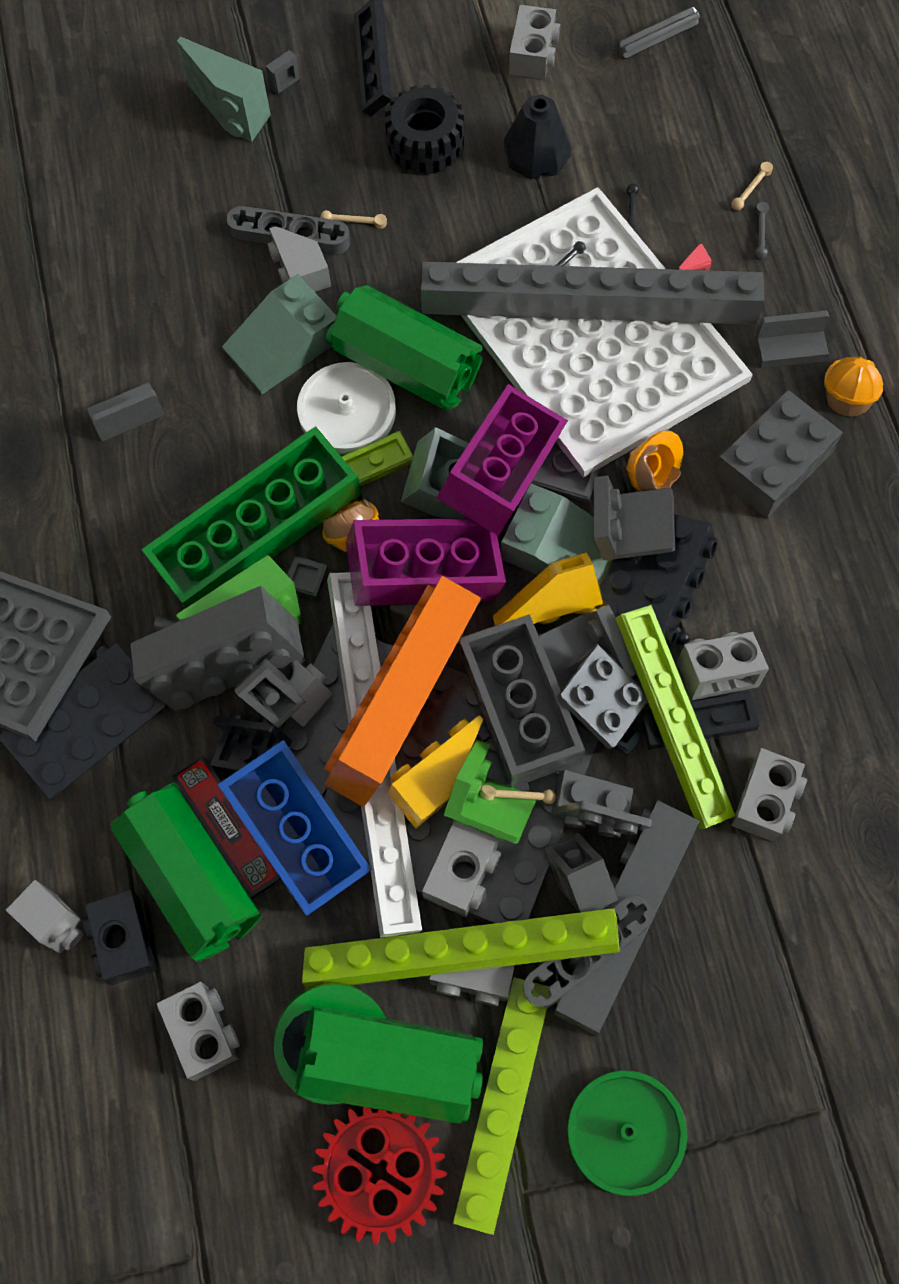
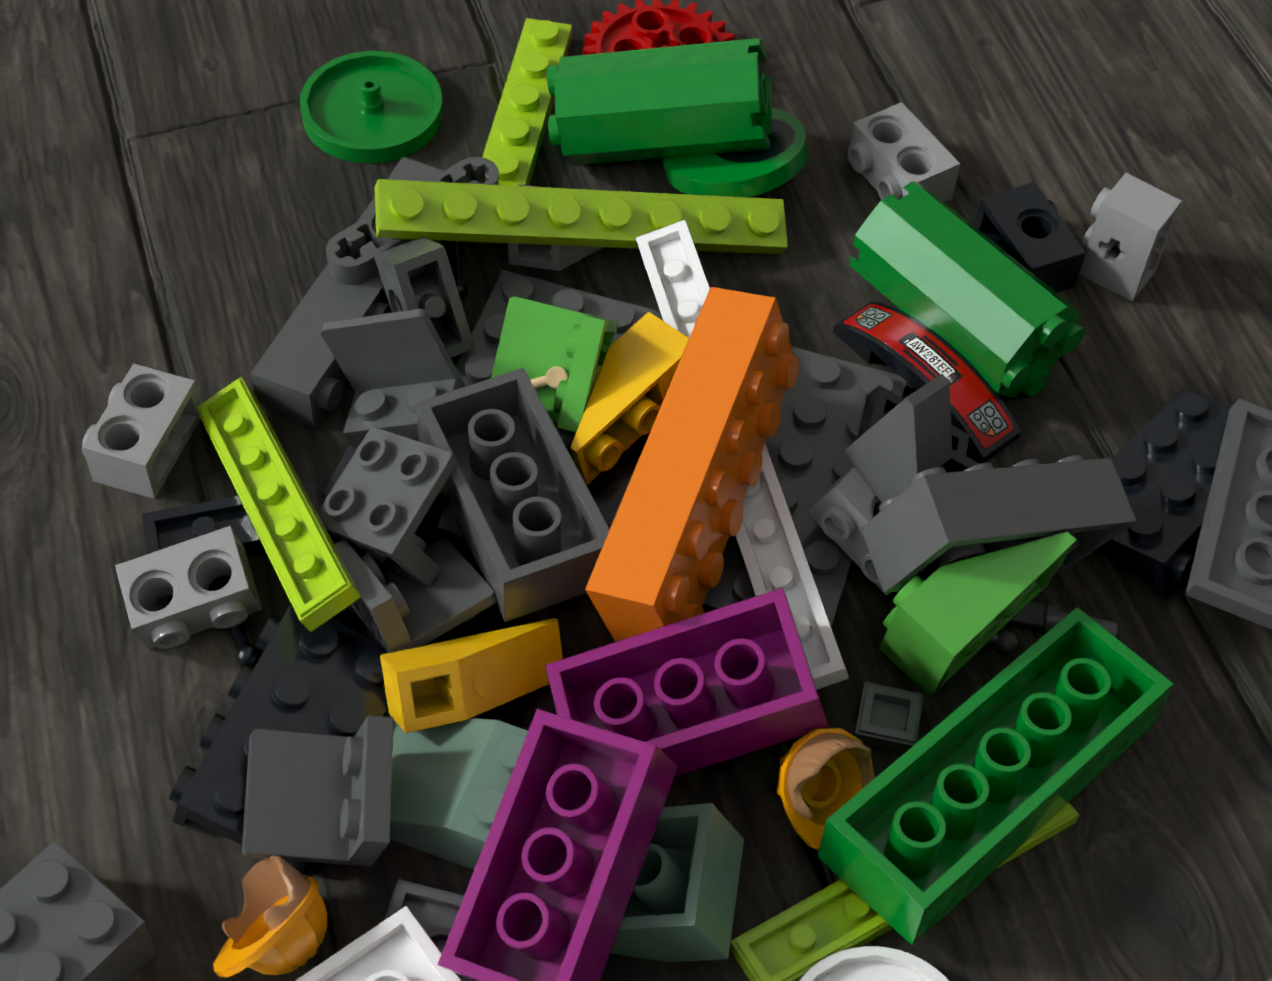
camera: 170 degrees right, 15 degrees down
(294, 827) = (849, 320): blue slope -> none
(461, 845) = (596, 282): light grey brick -> none

